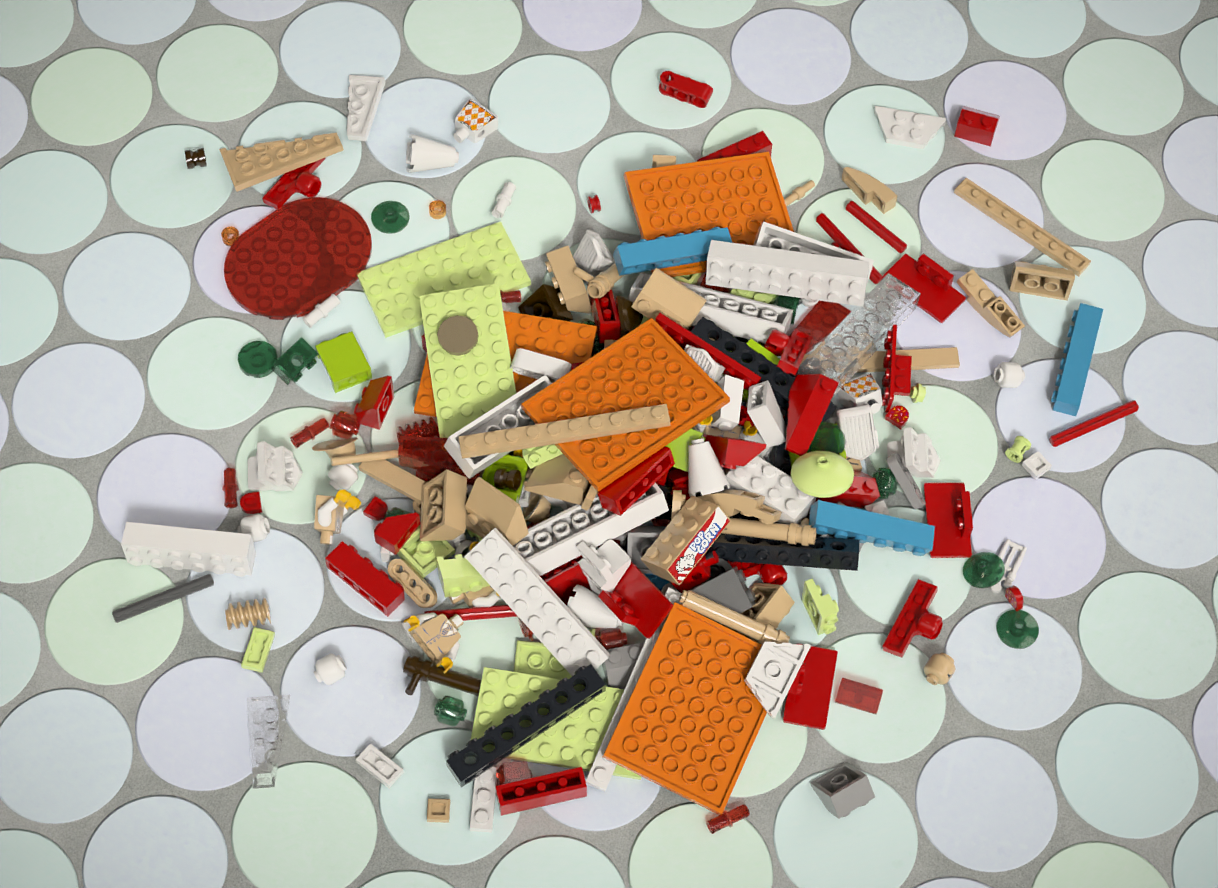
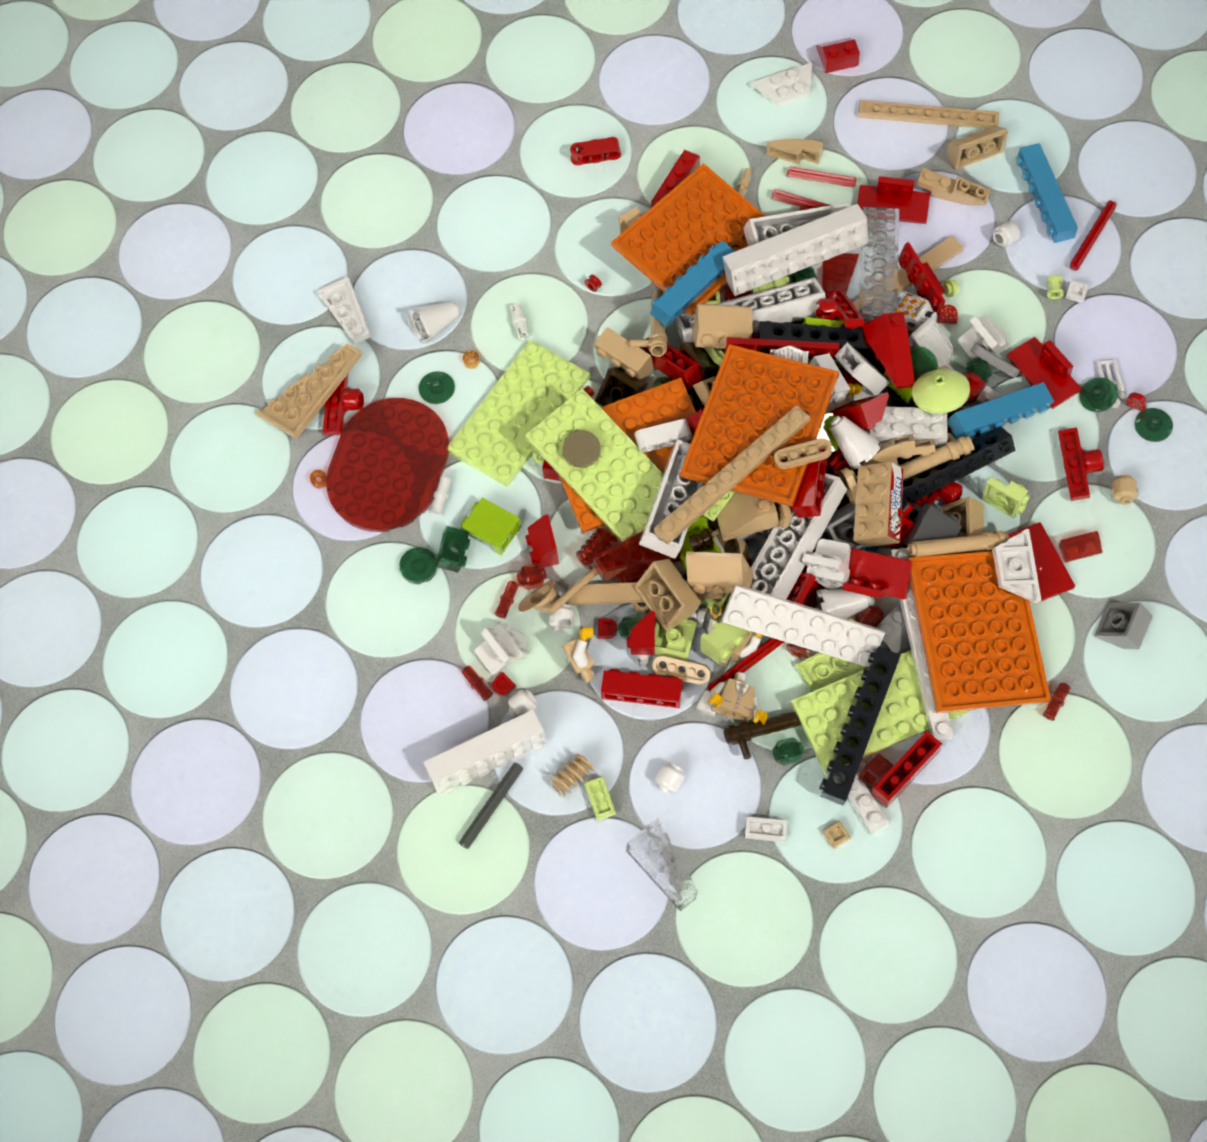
camera: 25 degrees left, 5 degrees up
(195, 158) = (241, 431): dark brown wheel -> none
(474, 122) = (449, 272): white torso -> none
(593, 255) = (629, 323): white piece -> none
(630, 444) = (809, 448): none -> tan plate

